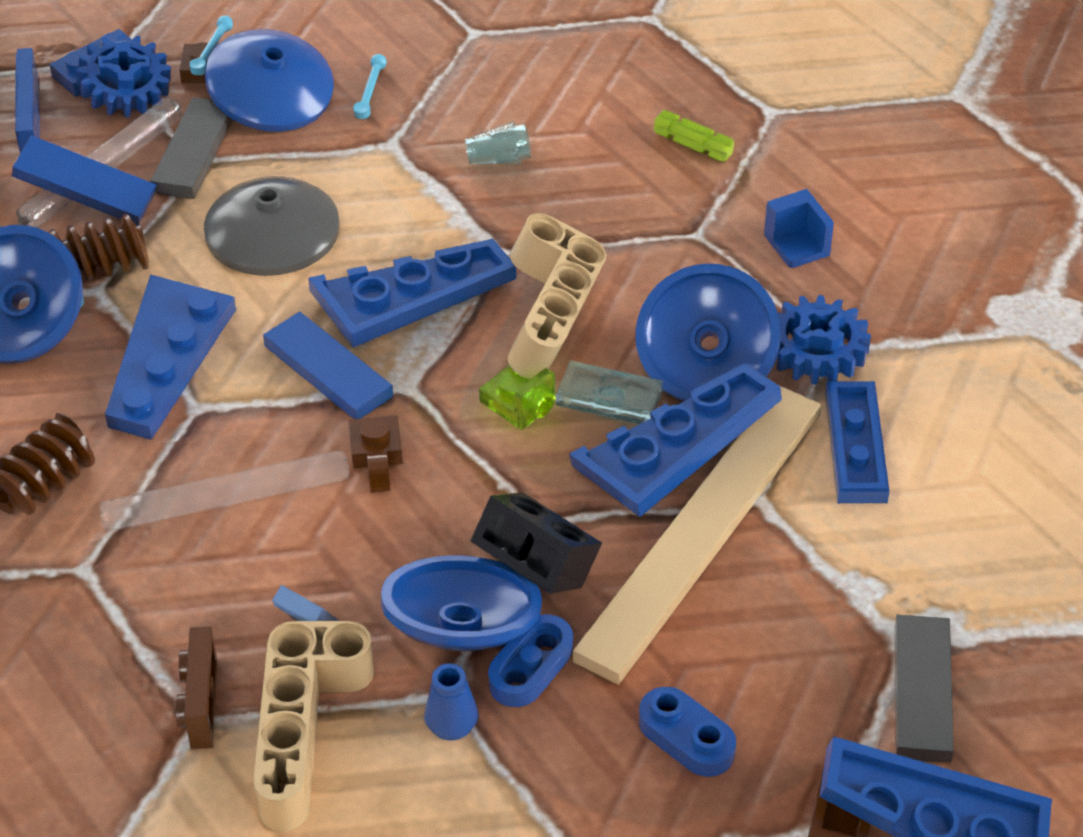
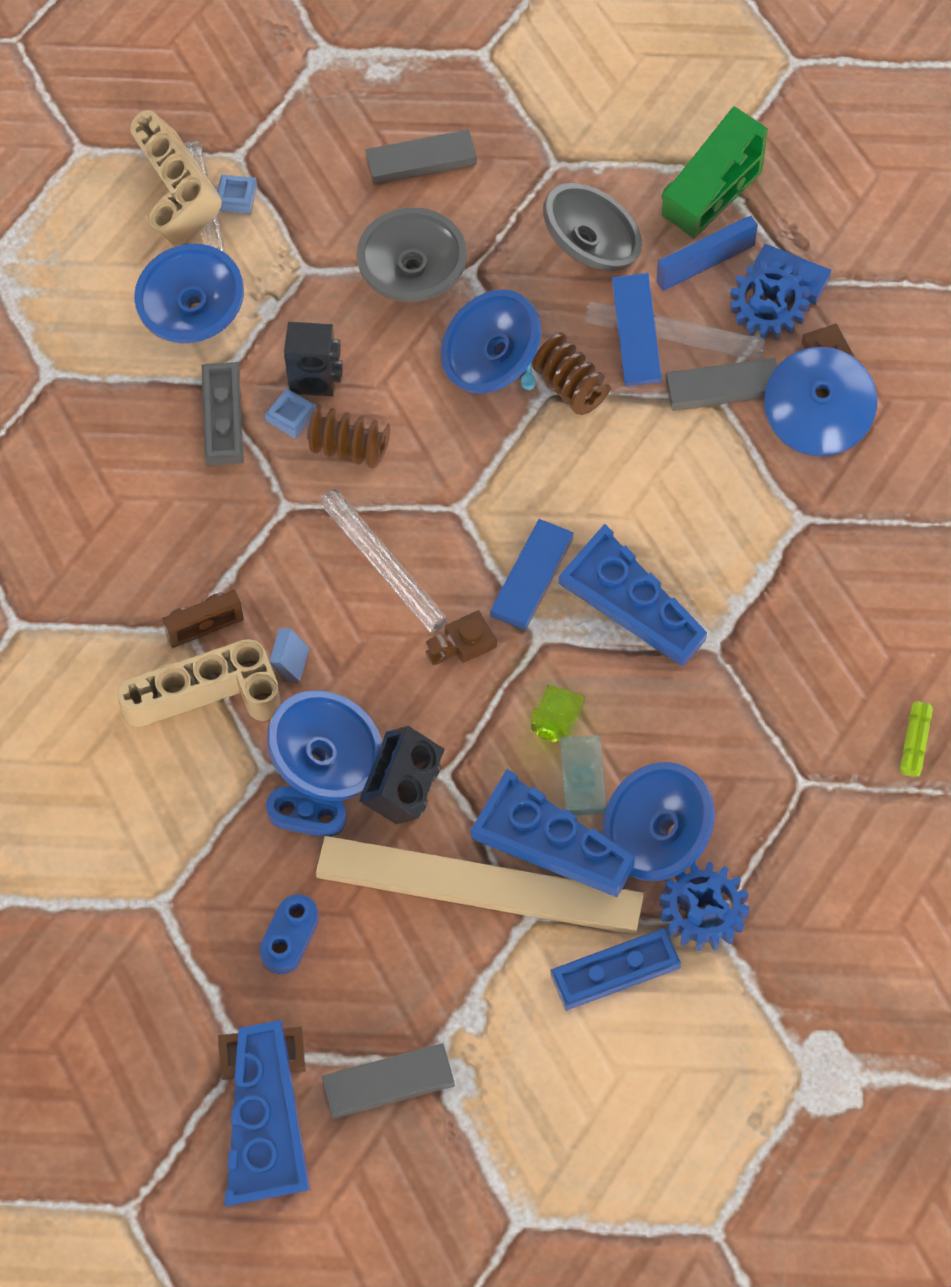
camera: 70 degrees right, 15 degrees up
(164, 351) = (504, 462): blue wing -> none
(198, 65) = (864, 340): medium azure hinge -> none
(271, 226) = (661, 491): dark grey dish -> none
(362, 108) = (831, 481): medium azure hinge -> none
(450, 704) = (244, 775): blue cone -> none
(500, 145) = (827, 599): clear light blue cone -> none
(568, 267) = (645, 696): tan beam -> none
(798, 228) = (831, 854): blue panel -> none

